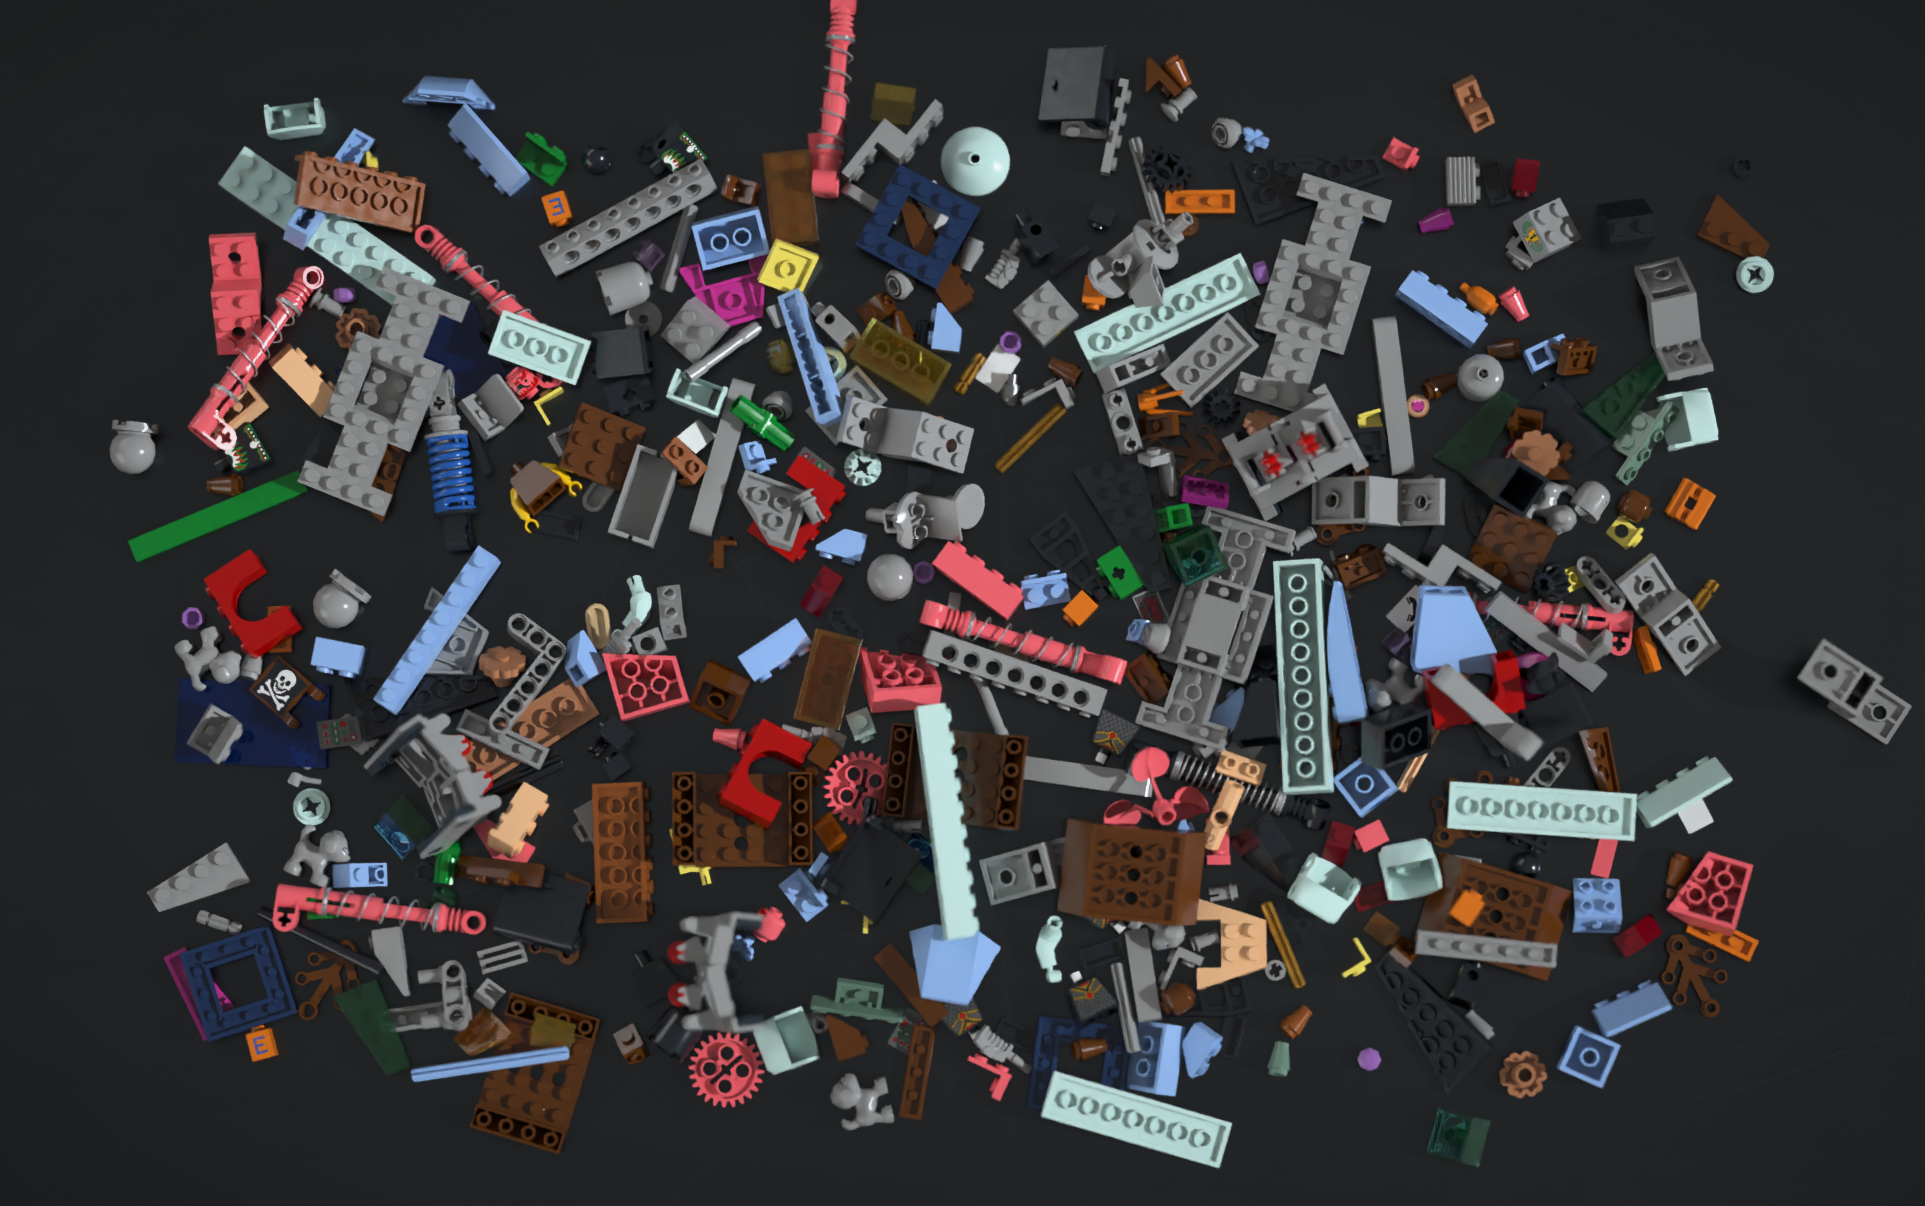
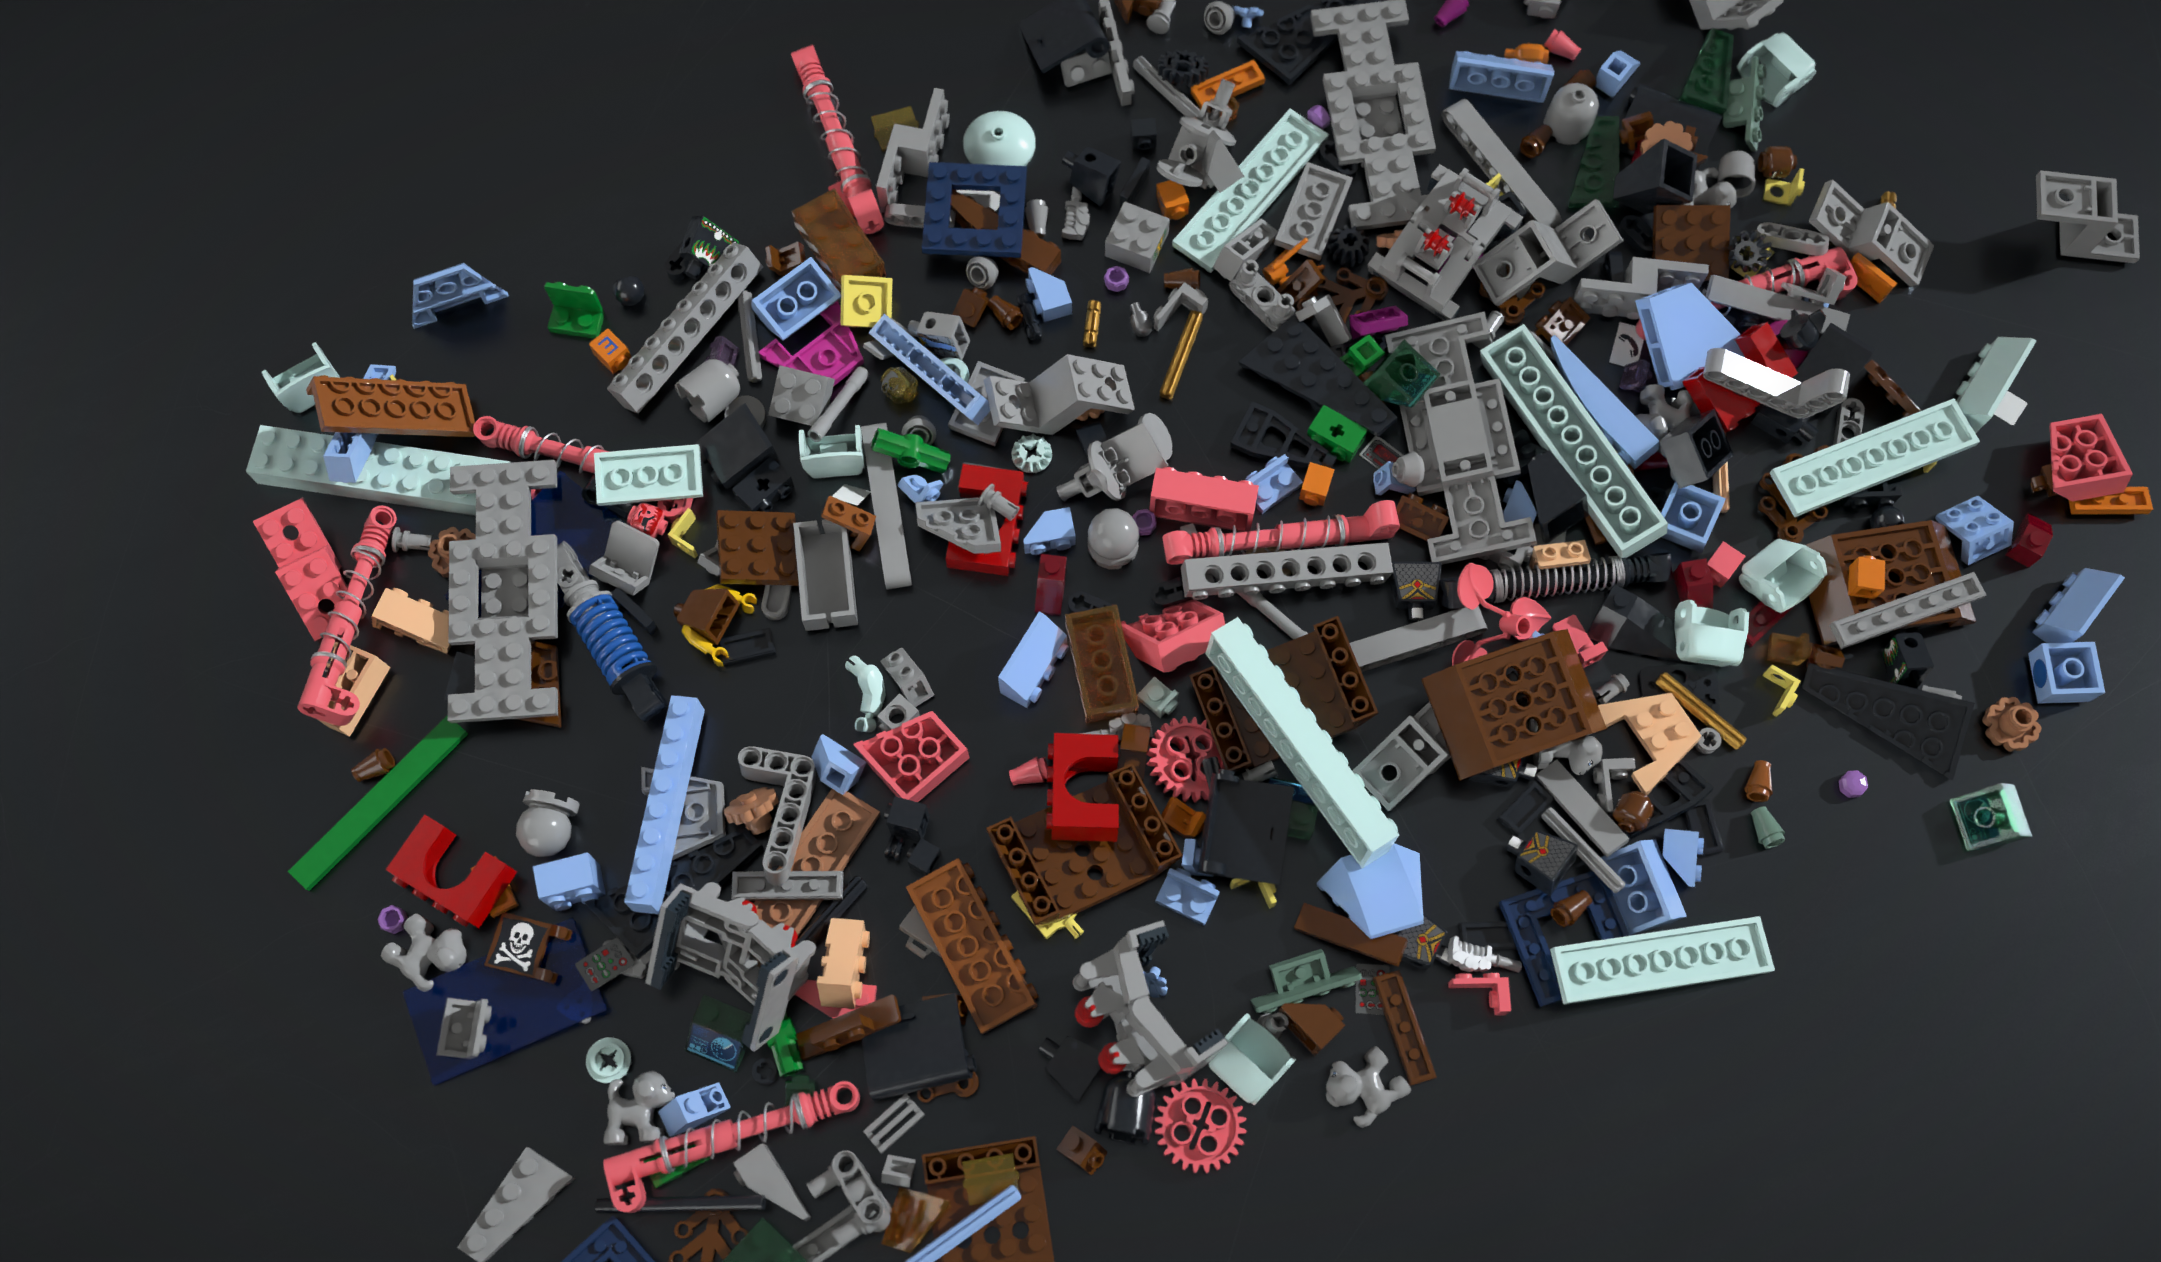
camera: 30 degrees left, 15 degrees down
(132, 447) = (253, 767): light grey tile -> none
(219, 922) = (555, 1241): light grey axle -> none
(246, 453) = (380, 723): torso -> none
(251, 668) = (478, 940): light grey cone -> none
(295, 779) = (577, 1037): light grey hand -> none
(345, 295) = (426, 523): medium lavender tile -> none
(488, 150) = (516, 325): light blue slope -> none
(598, 625) = (837, 725): tan tile -> none
(619, 643) = (866, 726): light grey piece -> none
(717, 555) = (927, 599): reddish brown bracket -> none
(719, 692) = (995, 732): reddish brown slope -> none
(771, 924) = (1171, 950): coral head -> none
(900, 362) = (1018, 336): clear yellow slope -> none
(996, 369) = (1116, 309): white sticker -> none
(1048, 939) = (1464, 821): light aqua arm -> none
(1204, 940) = (1620, 744): light grey pin -> none
(1226, 803) = (1570, 588): light nougat piece -> none
(1417, 406) = (1530, 165): tile -> none
(1575, 356) = (1646, 57): reddish brown bracket -> none
(1604, 857) = (1949, 482): coral sticker -> none
(1678, 869) = (2028, 457): dark orange cone -> none
(1684, 491) = (1820, 129): orange piece -> none
(1691, 972) = (2104, 547): reddish brown plant -> none

